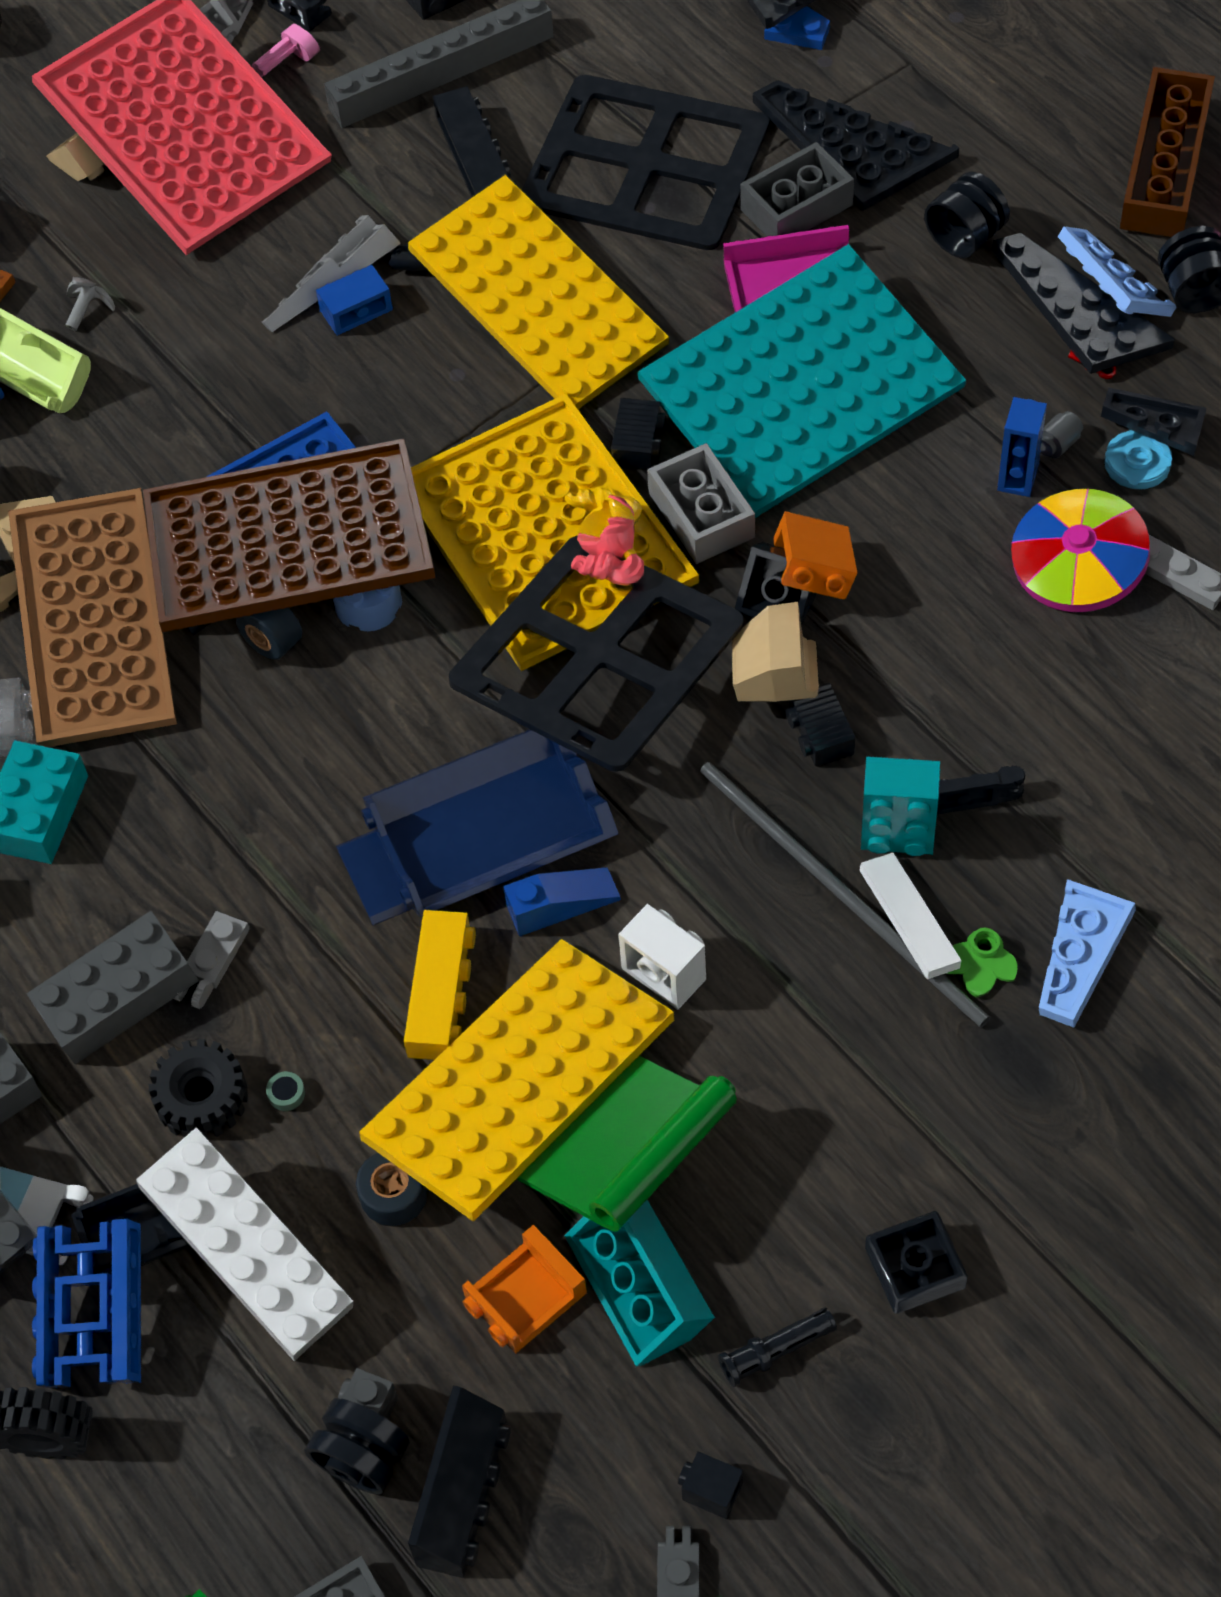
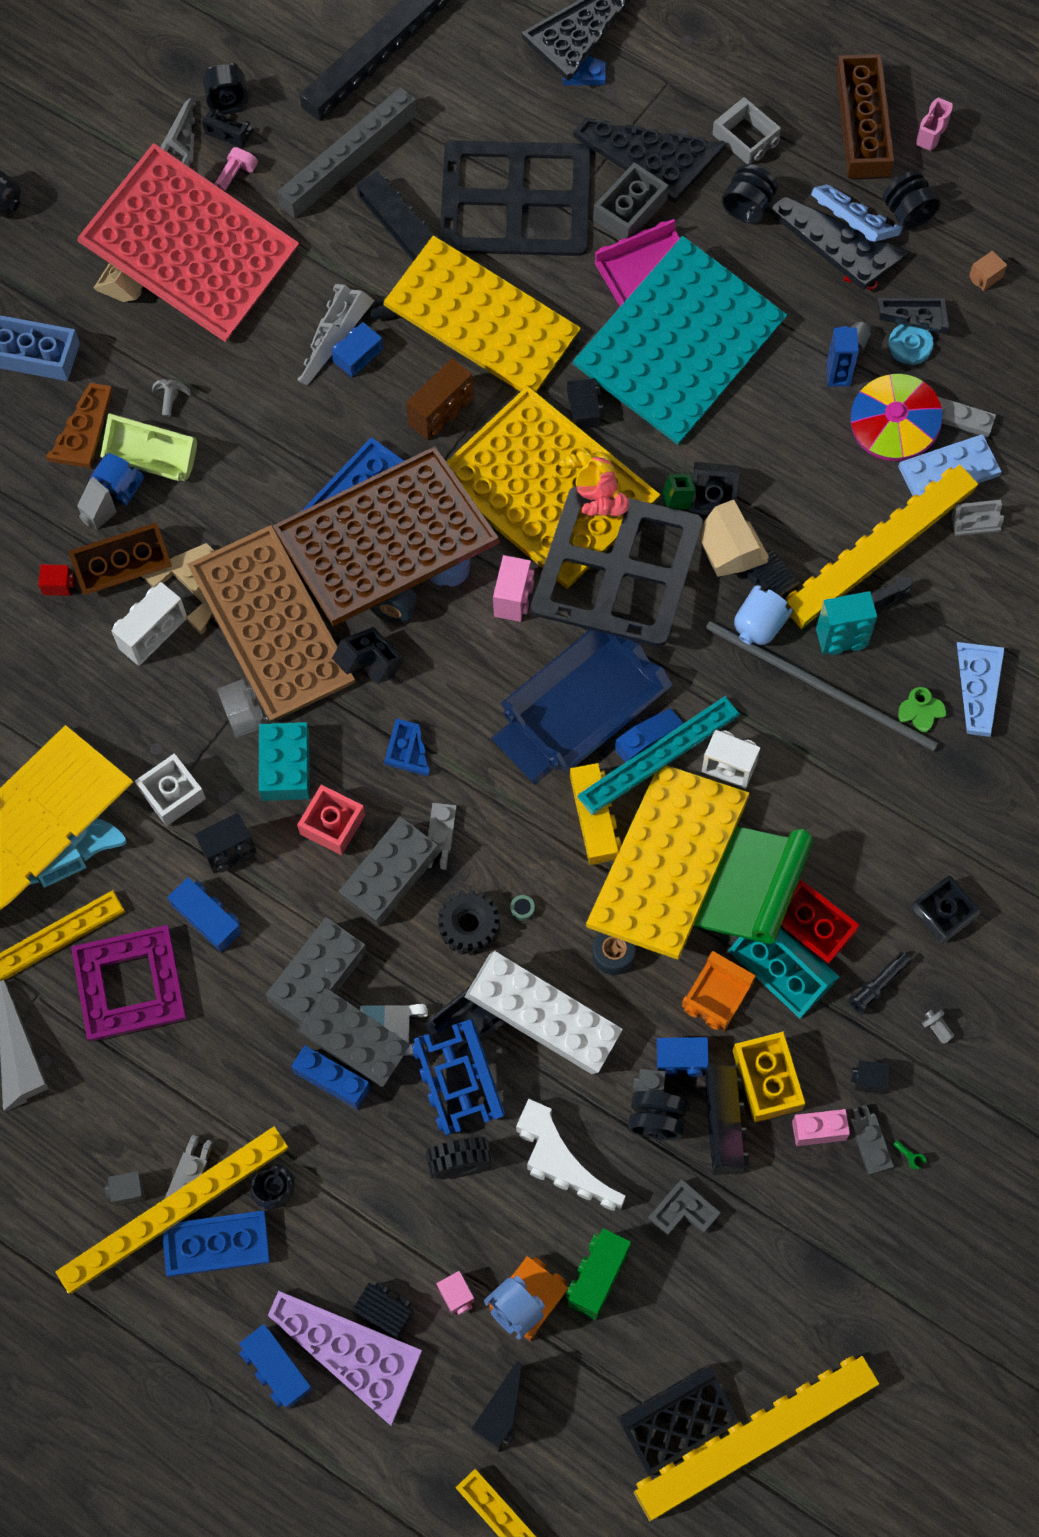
camera: 20 degrees left, 10 degrees up
(62, 895) = (331, 820): none -> coral brick
(183, 1470) = (554, 1160): none -> white arch
(204, 682) = (368, 651): none -> black brick
(209, 828) = (406, 748): none -> blue wing
(431, 1367) = (682, 1056): none -> blue brick
(435, 646) = (513, 588): none -> bright pink brick
(436, 381) = (440, 399): none -> reddish brown brick
(549, 1438) = (768, 1077): none -> yellow brick
(556, 926) = (658, 755): none -> teal tile
(603, 1539) = (820, 1127): none -> bright pink brick
(701, 503) = (645, 444): light grey brick -> none
(706, 1226) = (818, 923): none -> red slope
(725, 575) = (679, 491): none -> dark green brick
(781, 771) = (761, 616): none -> light blue cylinder
(816, 555) = (736, 463): orange panel -> none
(845, 1436) = (938, 1025): none -> light grey piece
(910, 916) = (870, 691): white tile -> none
(995, 114) = (746, 110): none -> light grey window
(1004, 710) = (881, 545): none -> yellow brick
(1138, 639) = (971, 454): none -> light blue plate
(1156, 713) = (977, 518): none -> light grey hinge

